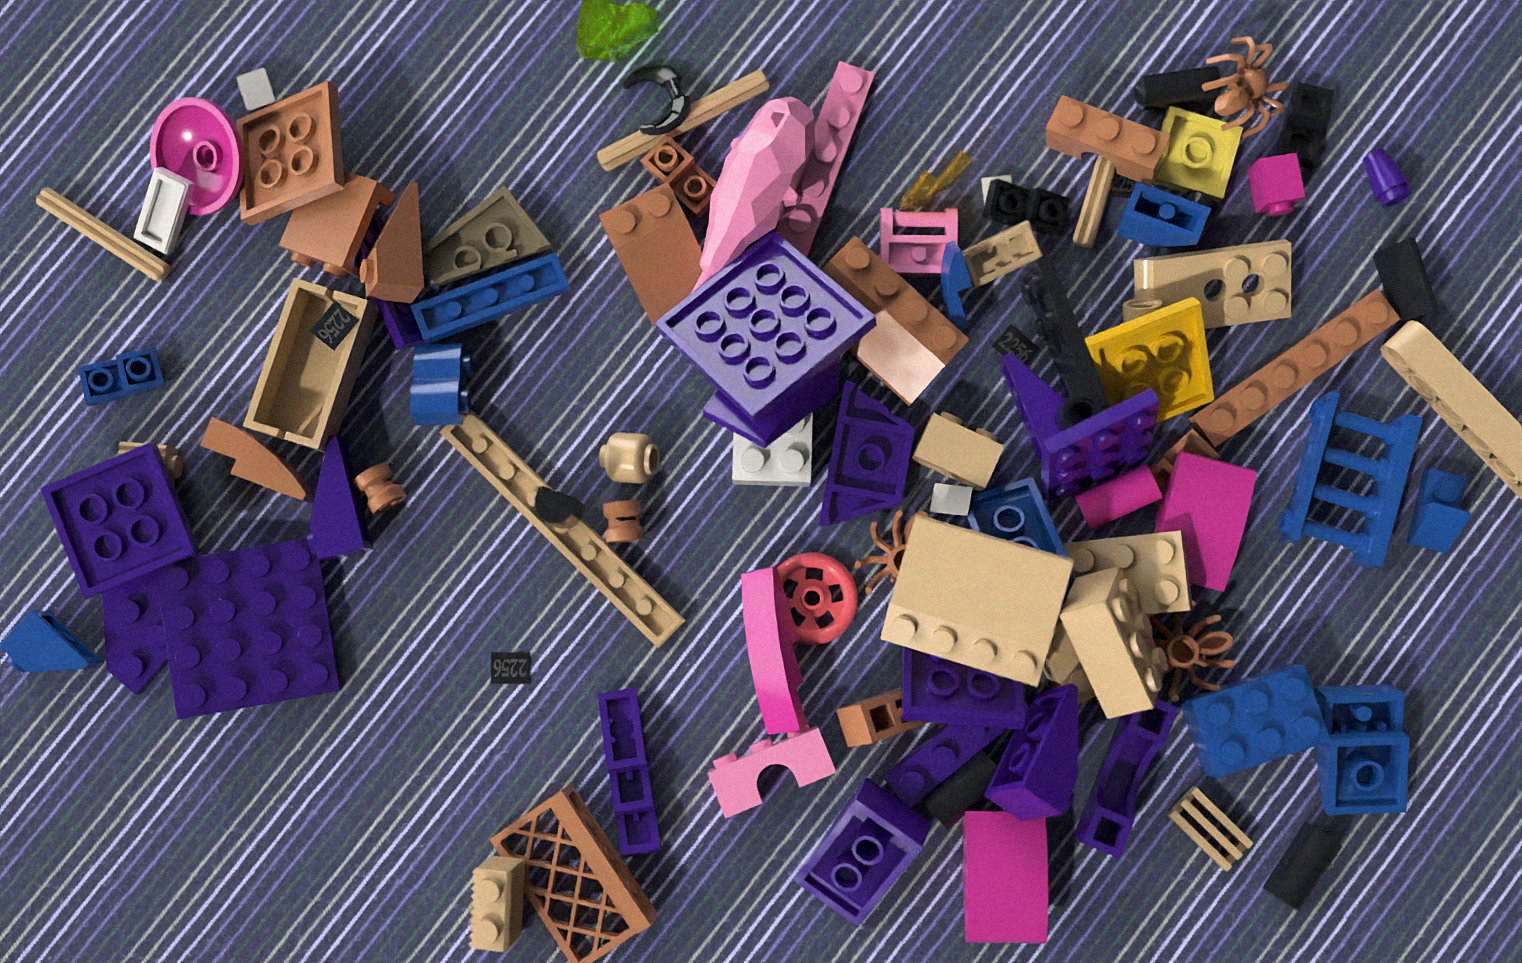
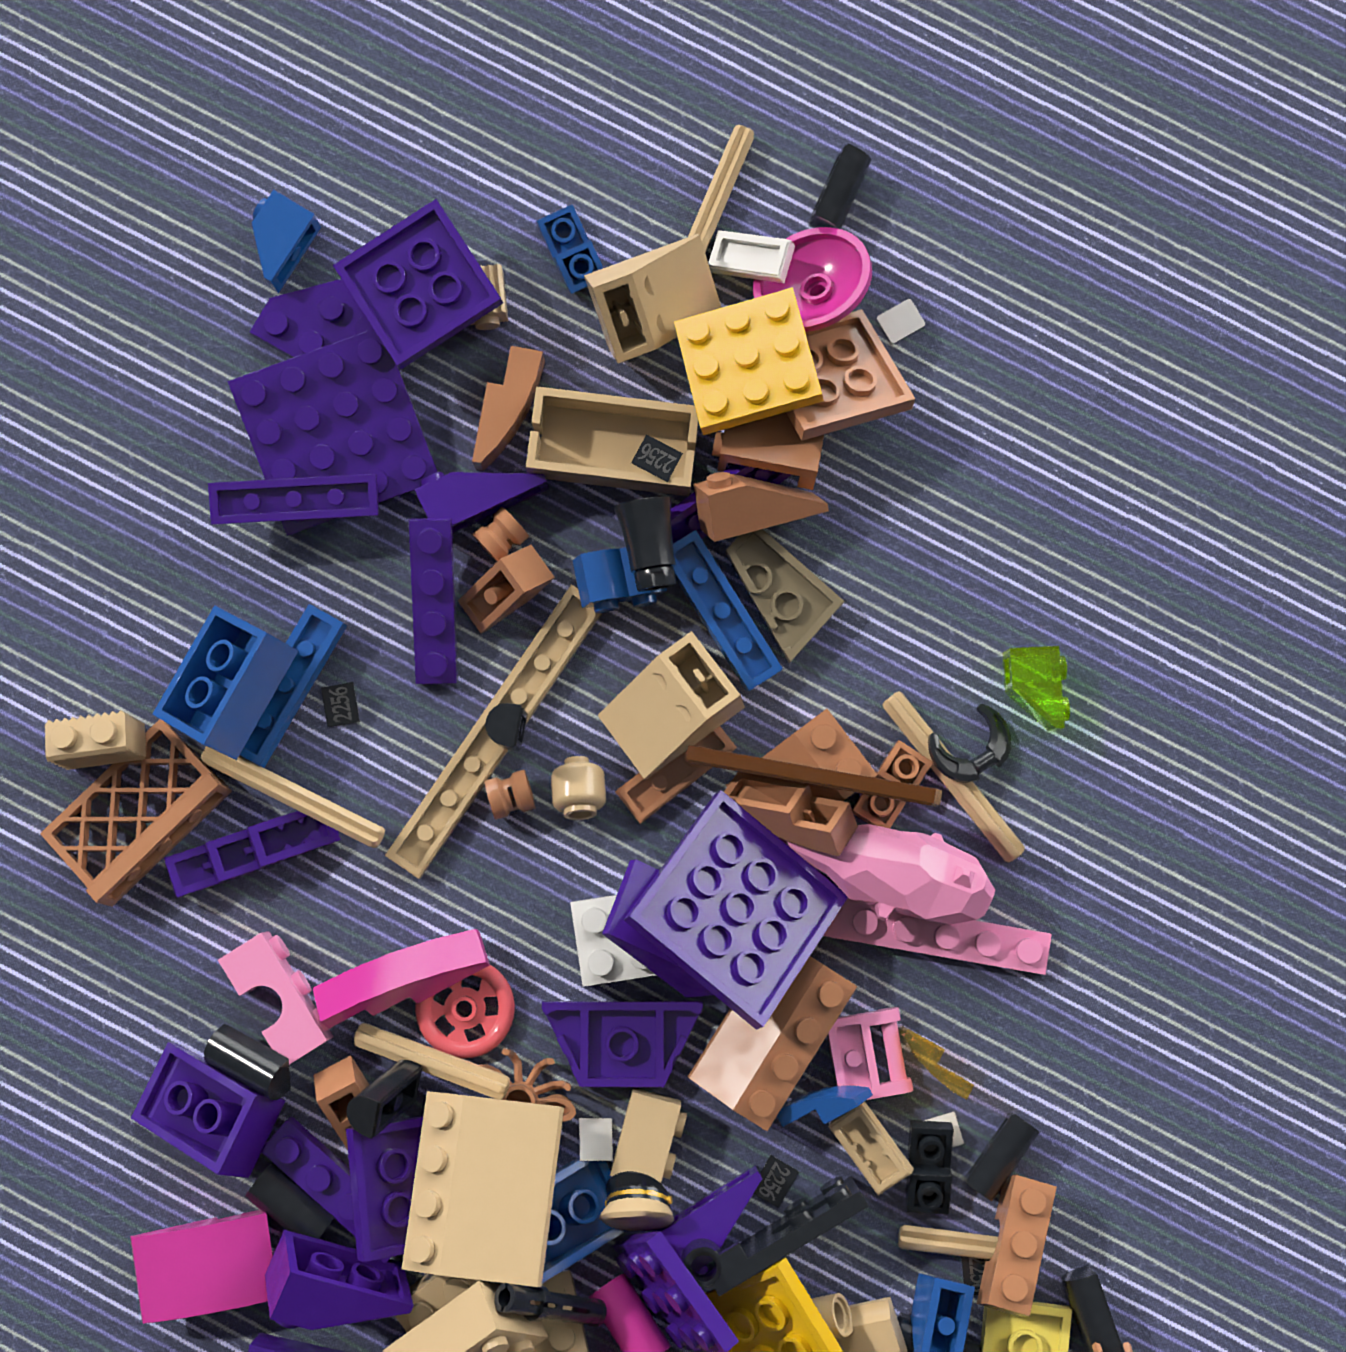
camera: 75 degrees right, 0 degrees up
(116, 117) = (840, 188): none -> black brick
(182, 306) = (650, 292): none -> tan slope
(260, 224) = (748, 361): none -> yellow plate
(303, 675) = (293, 499): none -> dark purple plate
(410, 346) = (648, 541): none -> black plant
(427, 560) = (433, 600): none -> dark purple plate
(430, 492) = (506, 587): none -> nougat slope
(465, 768) = (225, 682): none -> blue brick
(481, 713) = (315, 641): none -> blue plate
(569, 357) = (671, 706): none -> tan slope
(585, 723) = (296, 797): none -> tan axle
(630, 368) = (650, 795): none -> nougat tile
(657, 234) = (814, 776): none -> reddish brown tile
(688, 260) = (794, 813): none -> nougat slope
(825, 804) = (248, 1062): none -> black brick
(854, 635) = (432, 1061): none -> tan axle
(880, 680) = (385, 1098): none -> black brick
(1013, 468) = (636, 1203): none -> piece
(1026, 142) = (1001, 1156): none -> black brick
(1082, 581) = (517, 1300): none -> black pin

